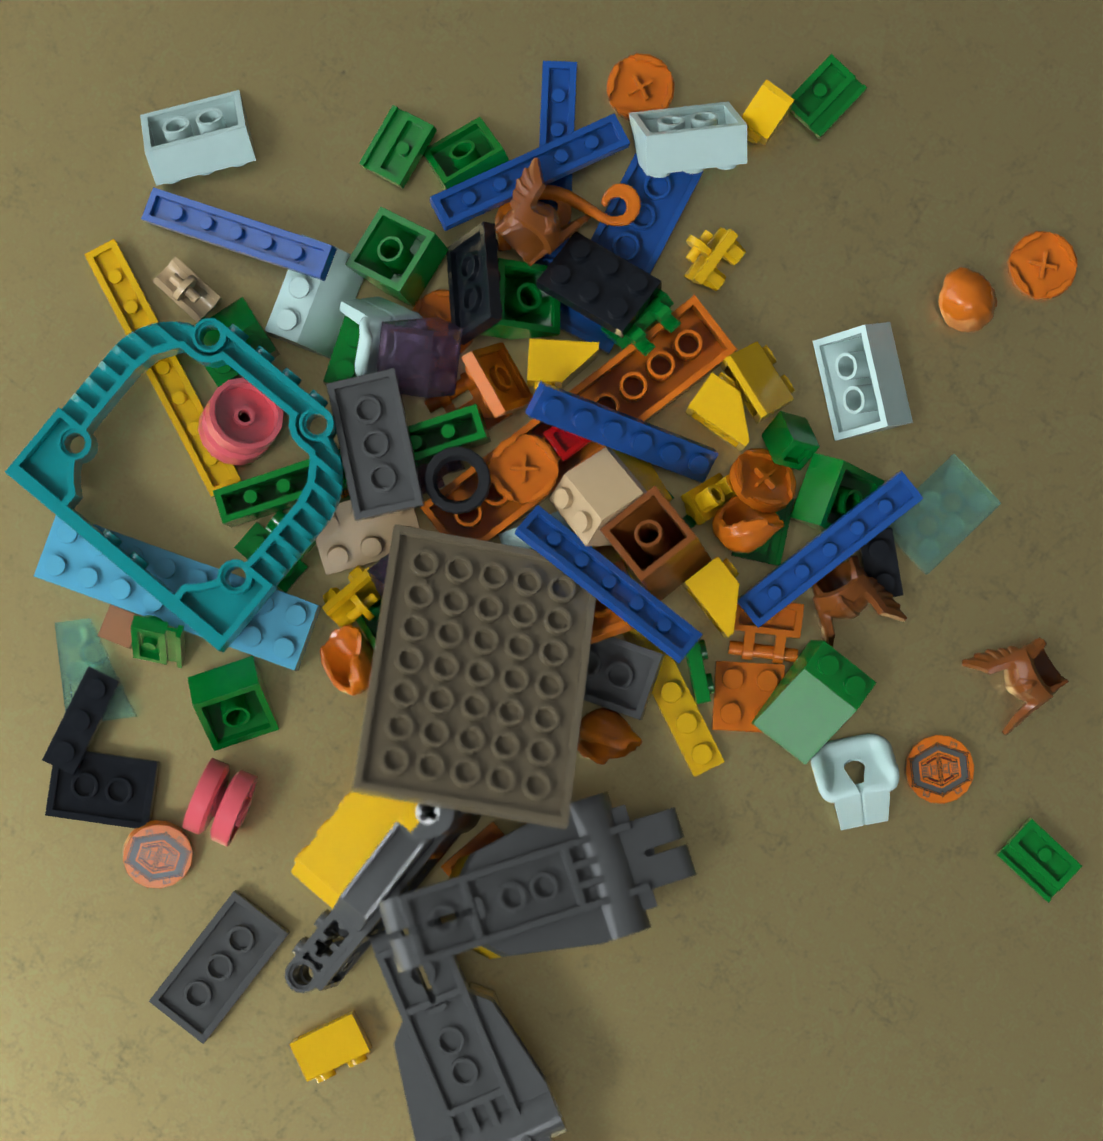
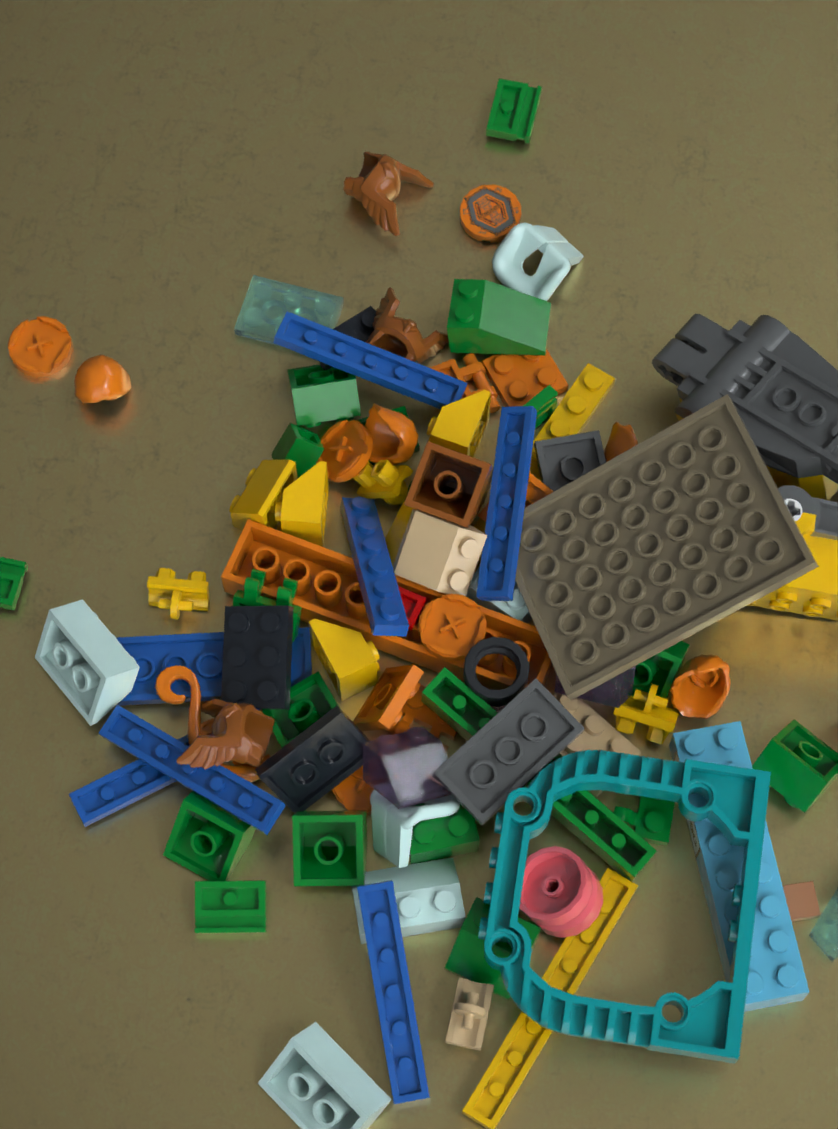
camera: 125 degrees left, 20 degrees down
(156, 641) = (791, 854): green plate -> none
(639, 85) = (61, 735): orange tile -> none
(766, 112) = (25, 610): yellow slope -> none
(862, 381) = (216, 423): light aqua slope -> none

